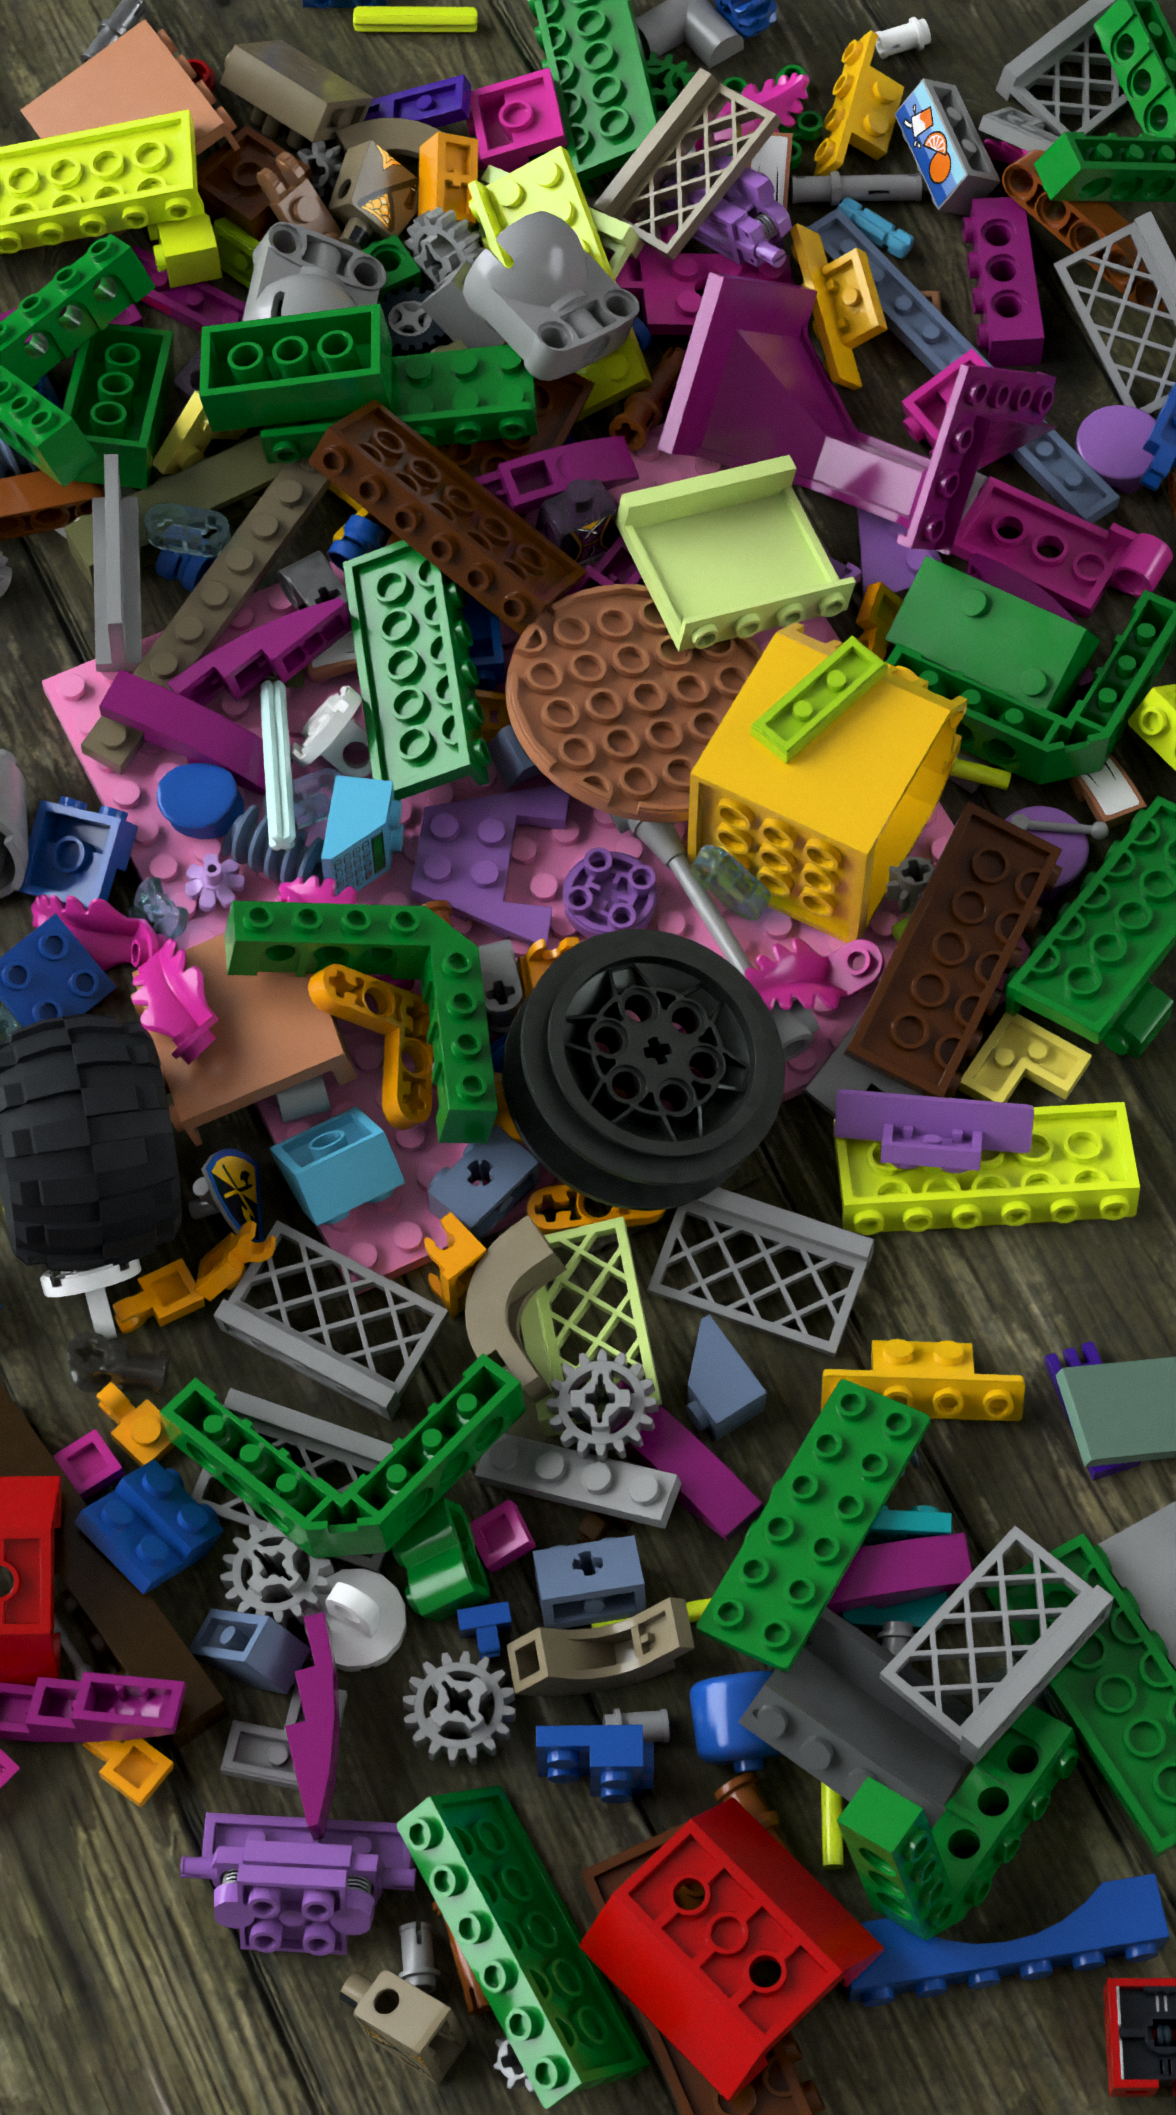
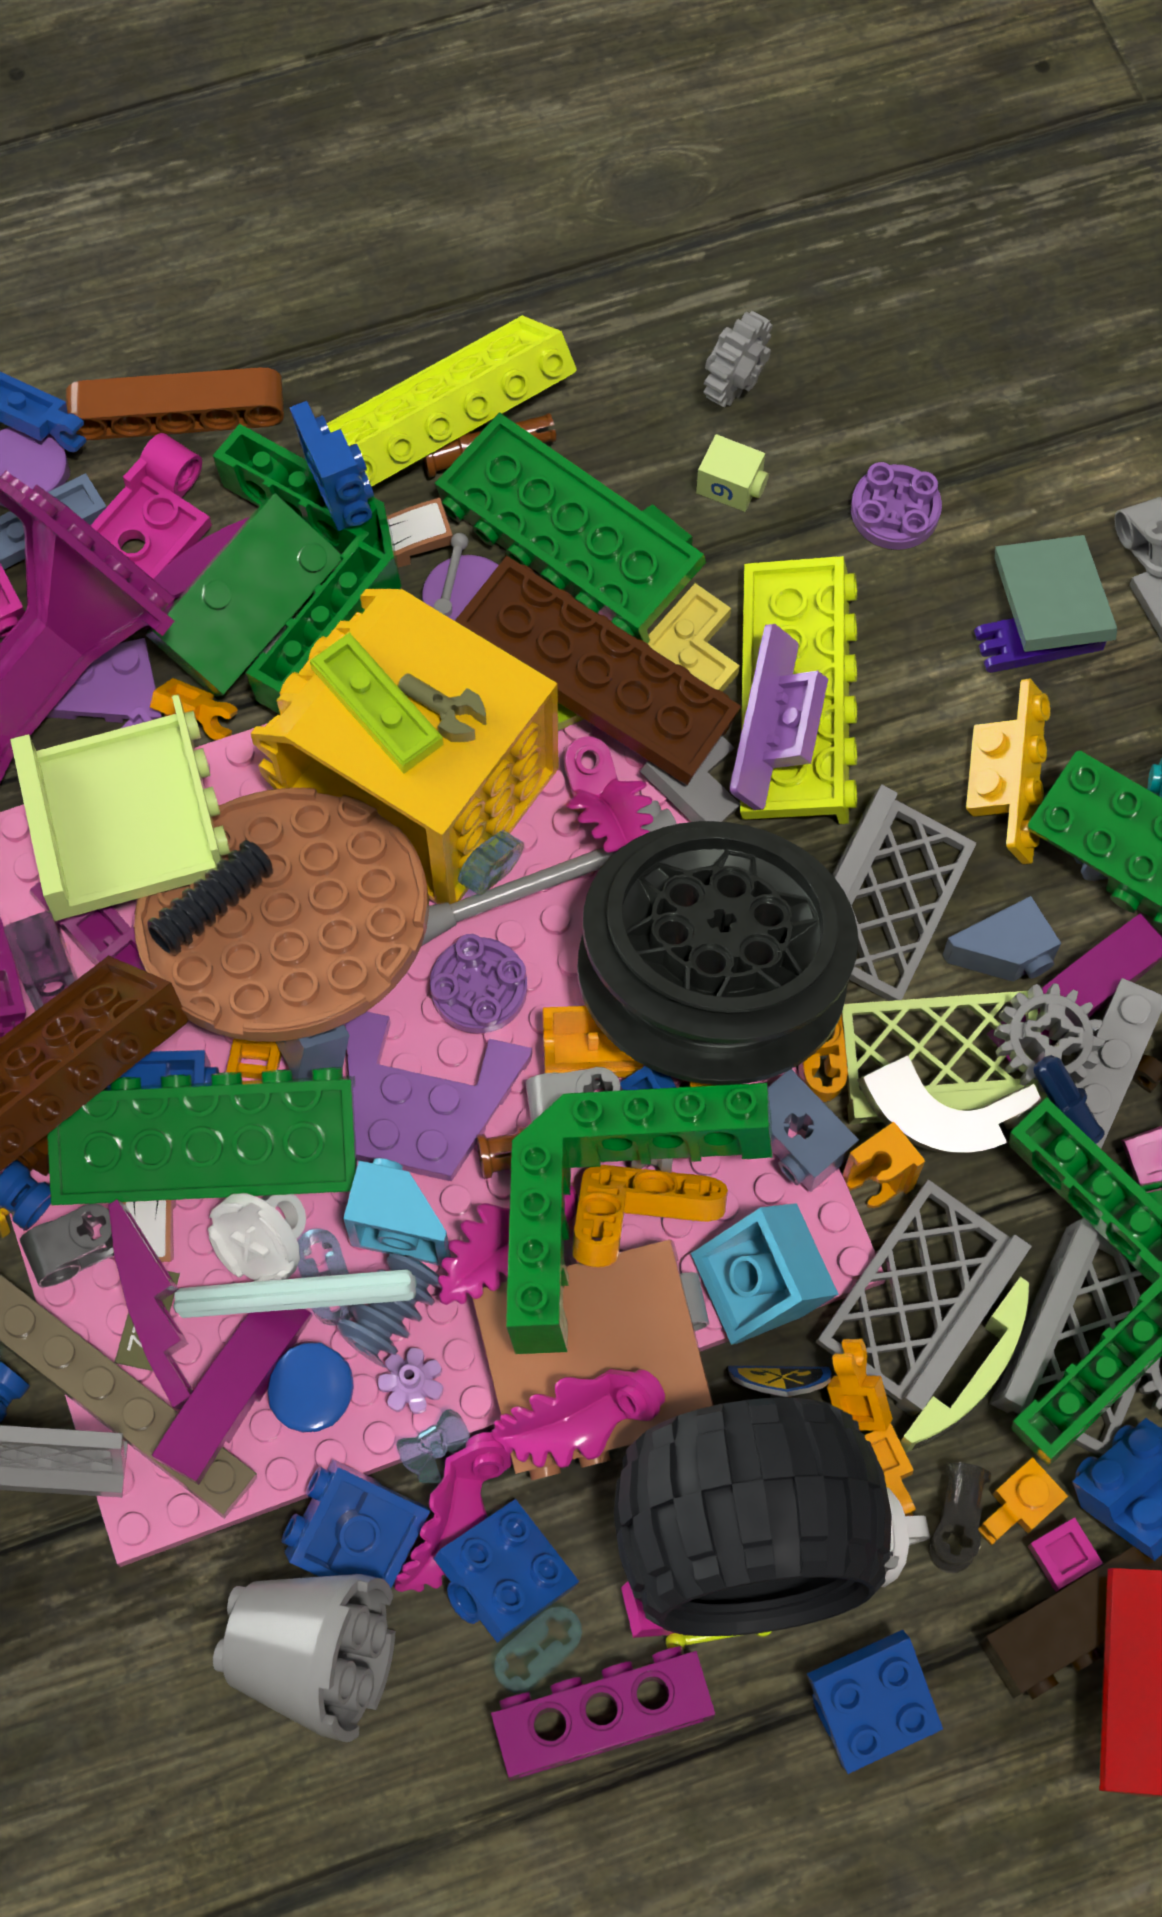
camera: 85 degrees left, 5 degrees up
(314, 1398) = (1006, 1325): none -> yellowish green slope
(531, 1422) = (1066, 1096): none -> dark blue axle
(642, 631) = (210, 897): none -> black piece
(822, 758) = (446, 707): none -> olive bar
(1118, 667) = (335, 468): none -> blue plate

